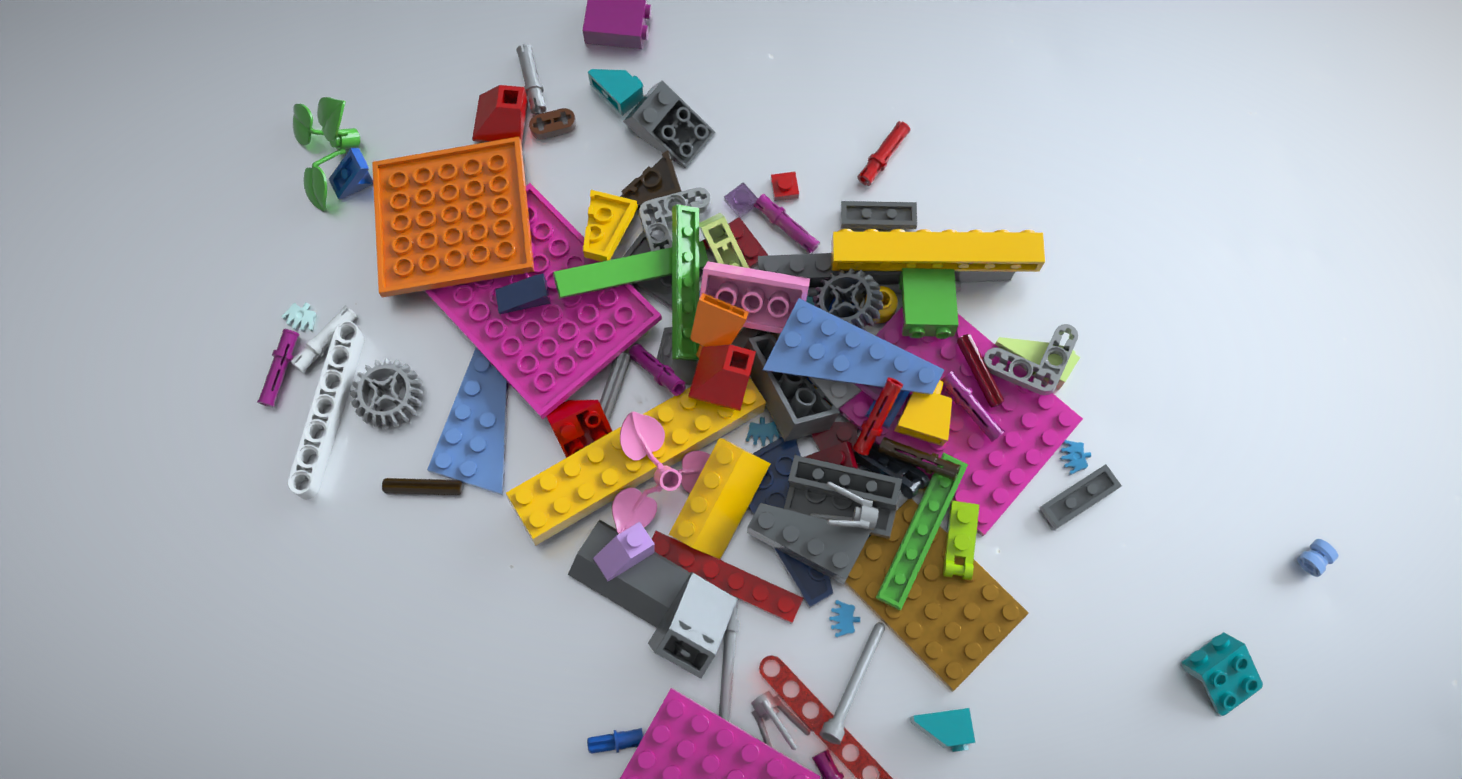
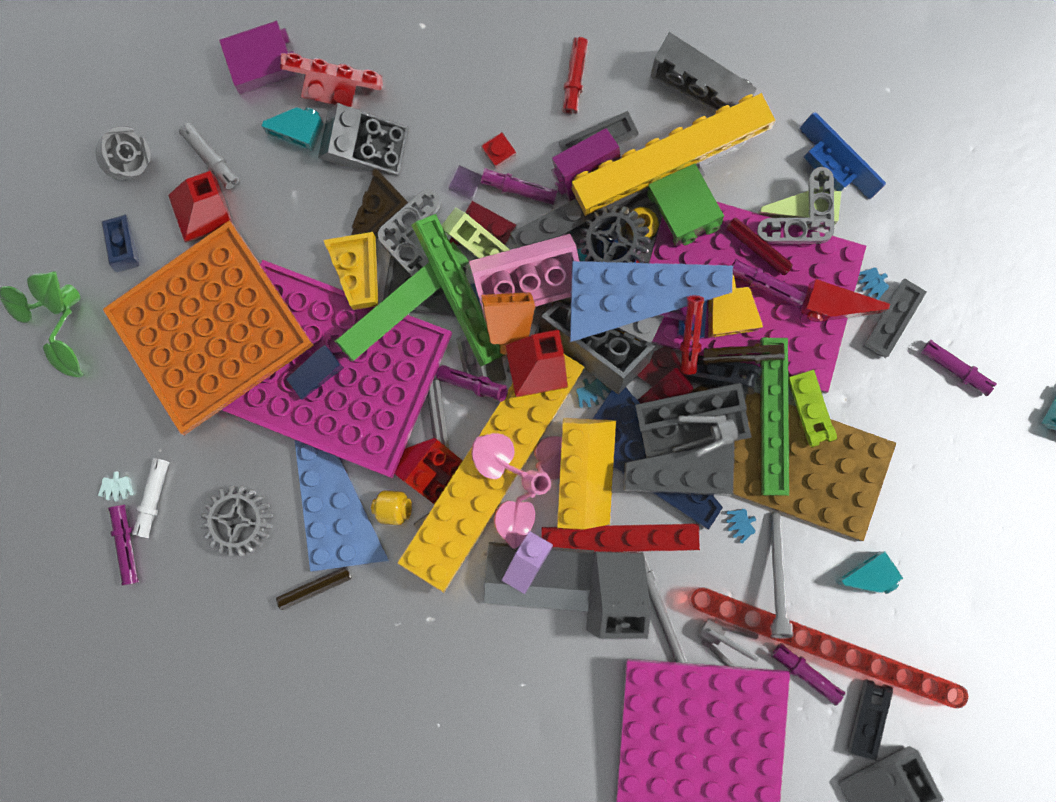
camera: 25 degrees left, 10 degrees up
(330, 421) = (199, 570): white beam -> none
(351, 175) = (89, 331): blue slope -> none
(417, 117) = (120, 244): none -> dark blue slope
(459, 42) = (122, 153): none -> light grey cylinder
(529, 447) = (391, 507): none -> yellow head
(552, 123) = (247, 186): reddish brown beam -> none
(615, 741) = (598, 725): blue axle -> none
(664, 62) = (328, 81): none -> bracket
(853, 217) = (581, 158): none -> magenta brick
(992, 195) = (698, 75): none -> dark grey wedge
(1027, 453) = (833, 302): none -> red slope
(1094, 333) = (839, 158): none -> blue bracket
(1122, 572) = (968, 374): none -> magenta pin

